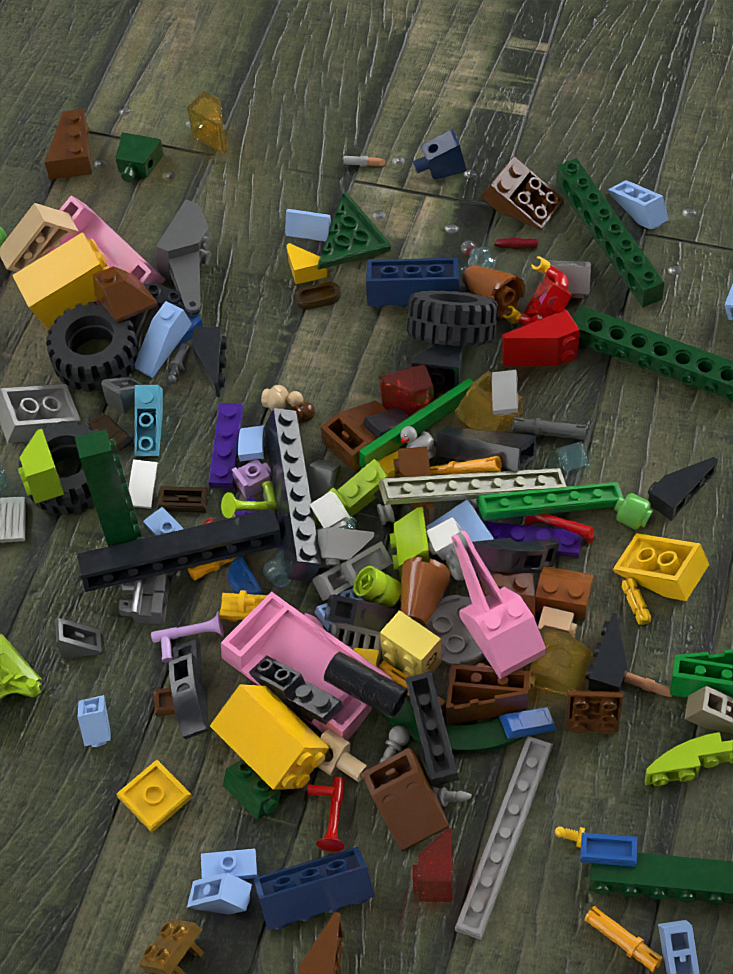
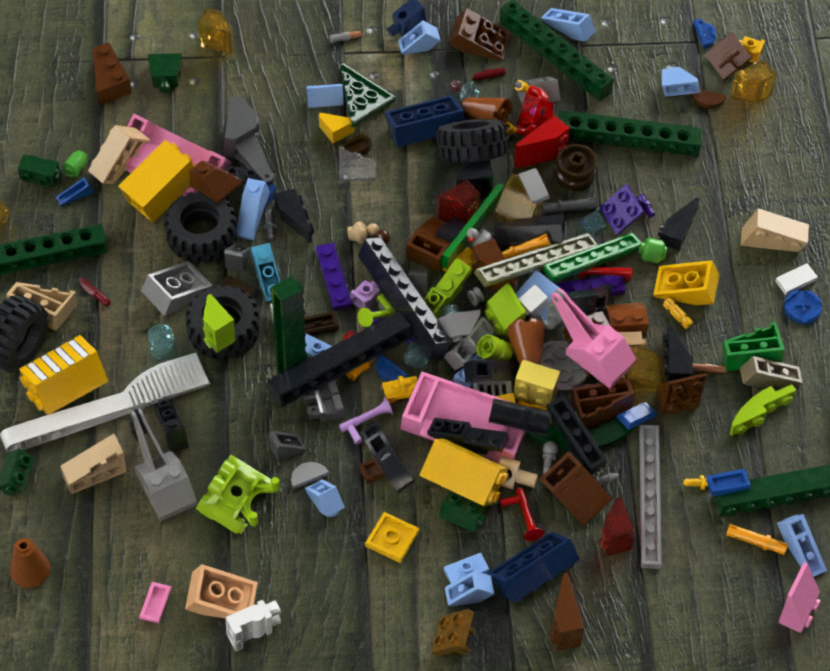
camera: 25 degrees left, 0 degrees up
(88, 683) = (307, 473): none -> light grey tile
(251, 443) = (355, 269): light blue slope -> none
(306, 318) = (355, 166): none -> clear wing
(330, 511) = (440, 303): white brick -> none
(448, 182) = (419, 39): none -> light blue slope
(575, 381) = (576, 167): none -> dark brown wheel
(617, 448) = (625, 208): none -> dark purple plate

